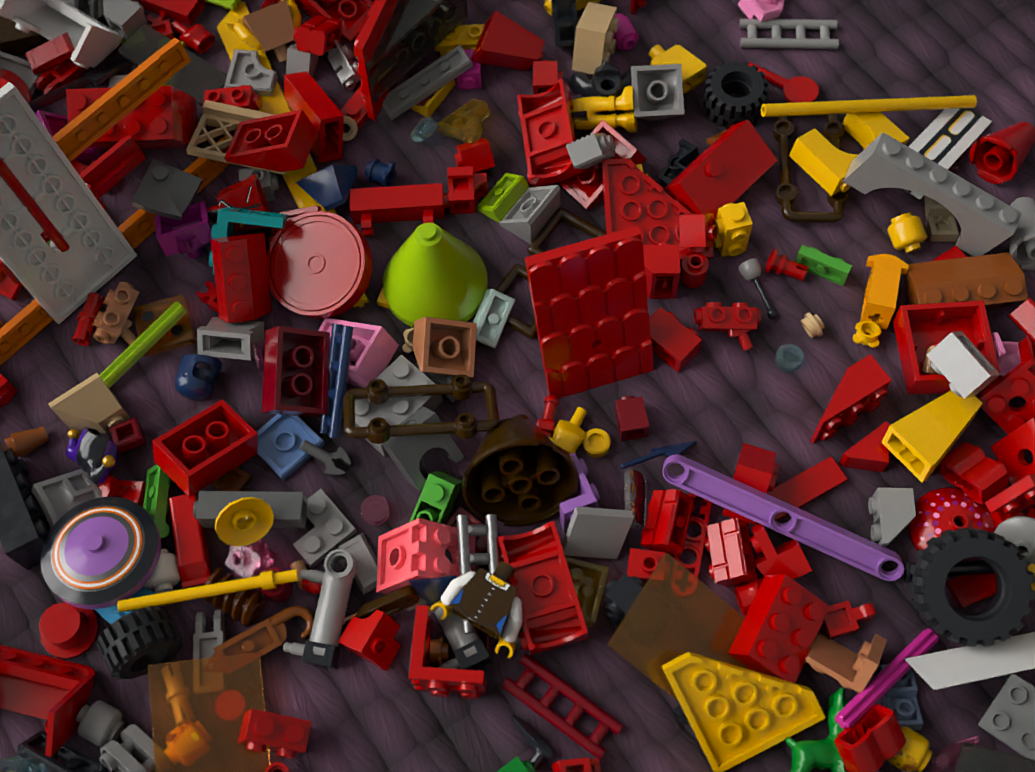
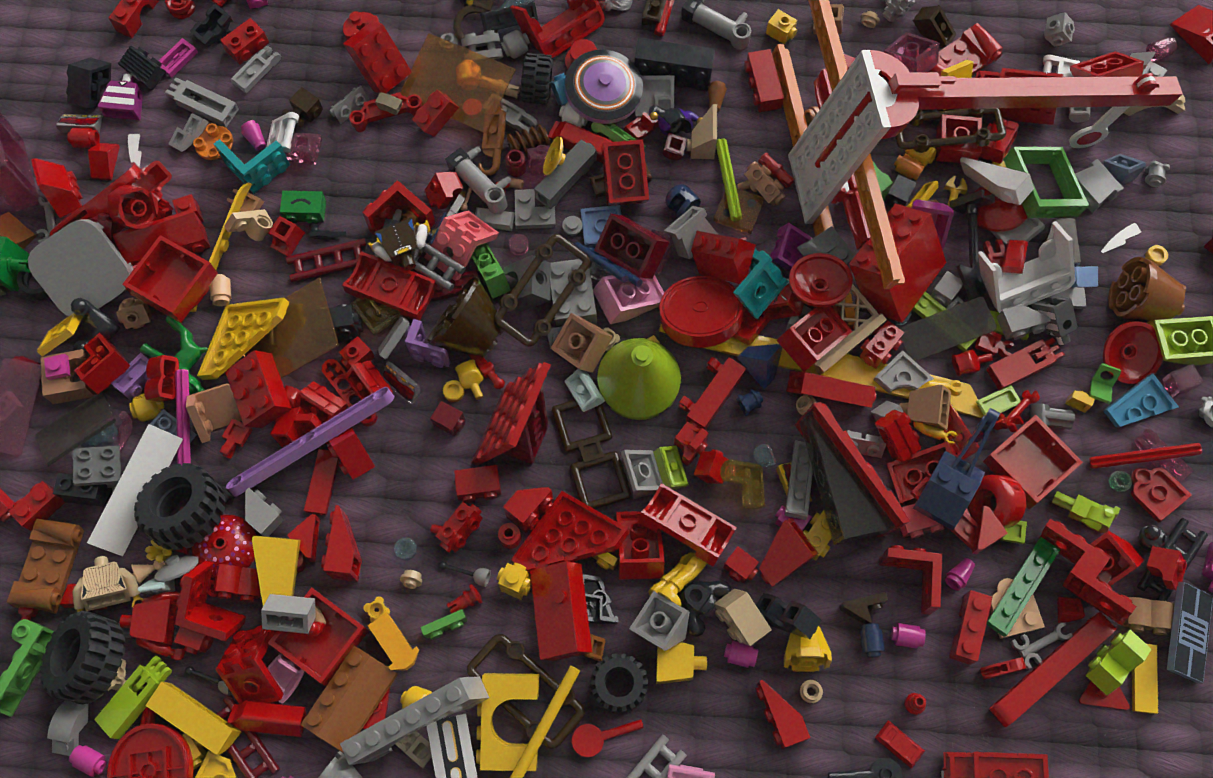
camera: 125 degrees right, 5 degrees up
(200, 157) = (824, 272): none -> red dish
(266, 580) = (514, 150): yellow bar -> none
(308, 470) = (572, 225): none -> light grey plate
(327, 458) = (573, 237): dark grey bar -> none
(591, 150) = (640, 526): light grey brick -> none
(659, 451) = (410, 426): dark blue piece -> none
(697, 231) = (528, 550): red brick -> none

